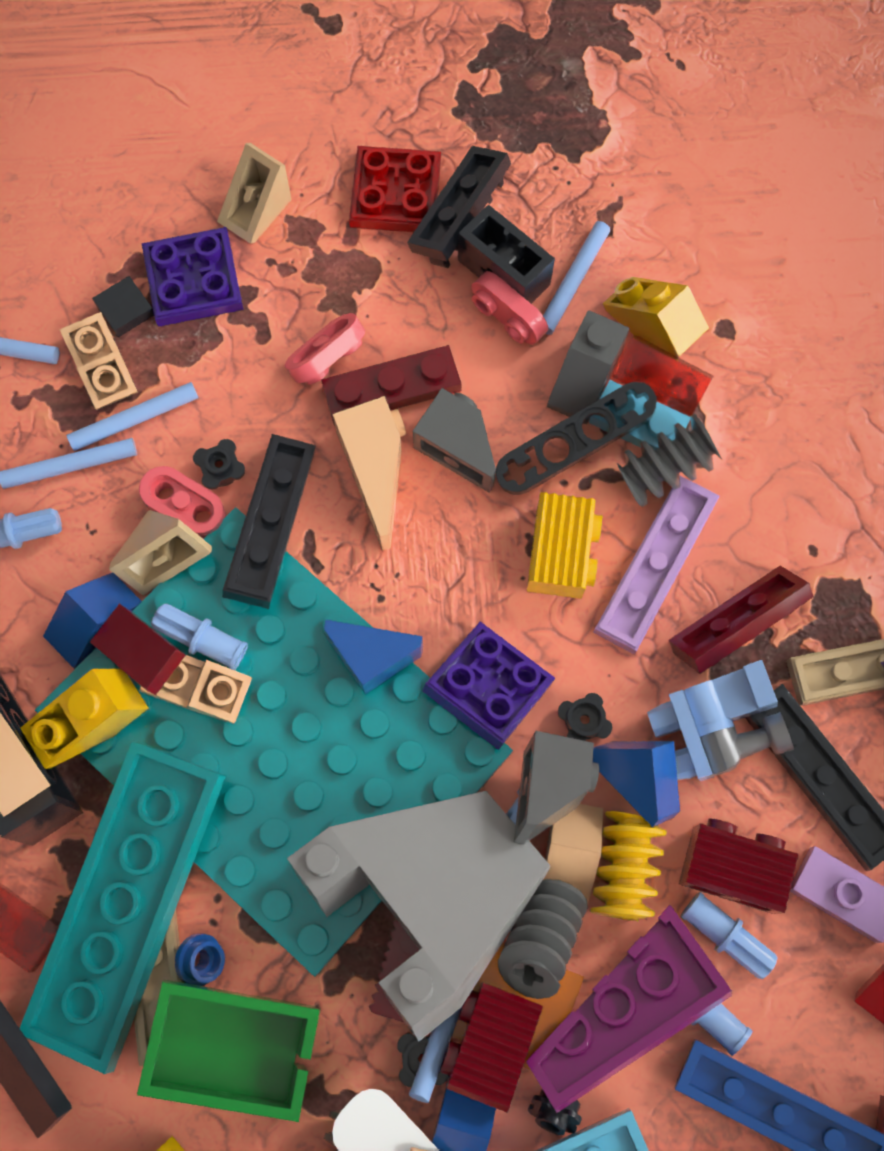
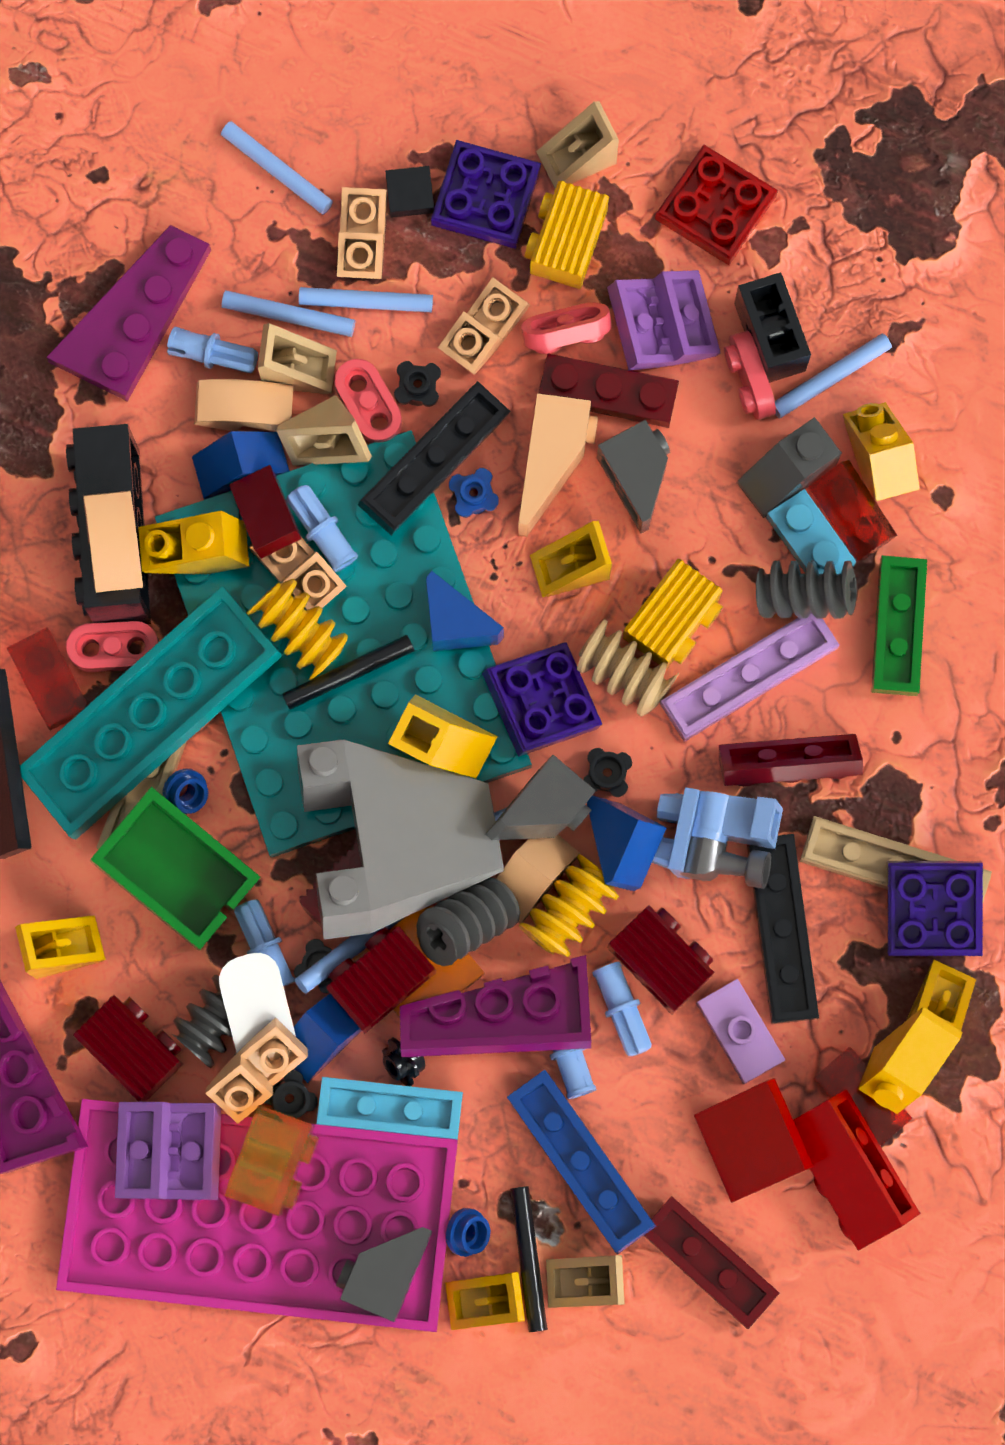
camera: 30 degrees right, 5 degrees up
(56, 853) = (113, 642): none -> coral plate
(64, 562) = (239, 403): none -> light nougat slope
(94, 501) = (295, 361): none -> tan slope
(228, 739) = (299, 626): none -> yellow piece
(252, 385) = (484, 326): none -> light nougat slope
(283, 271) = (568, 234): none -> yellow brick
(296, 758) = (348, 672): none -> black bar
(322, 546) = (468, 504): none -> blue plate
(352, 1067) = (261, 937): none -> light blue axle
(405, 302) = (663, 320): none -> medium lavender slope
(420, 773) = (442, 738): none -> yellow slope
(447, 544) = (572, 561): none -> yellow slope
(459, 203) = (762, 252): black plate -> none
(549, 616) = (624, 669): none -> tan piece
(572, 433) = (739, 520): black beam -> none
(760, 453) = (899, 626): none -> green plate

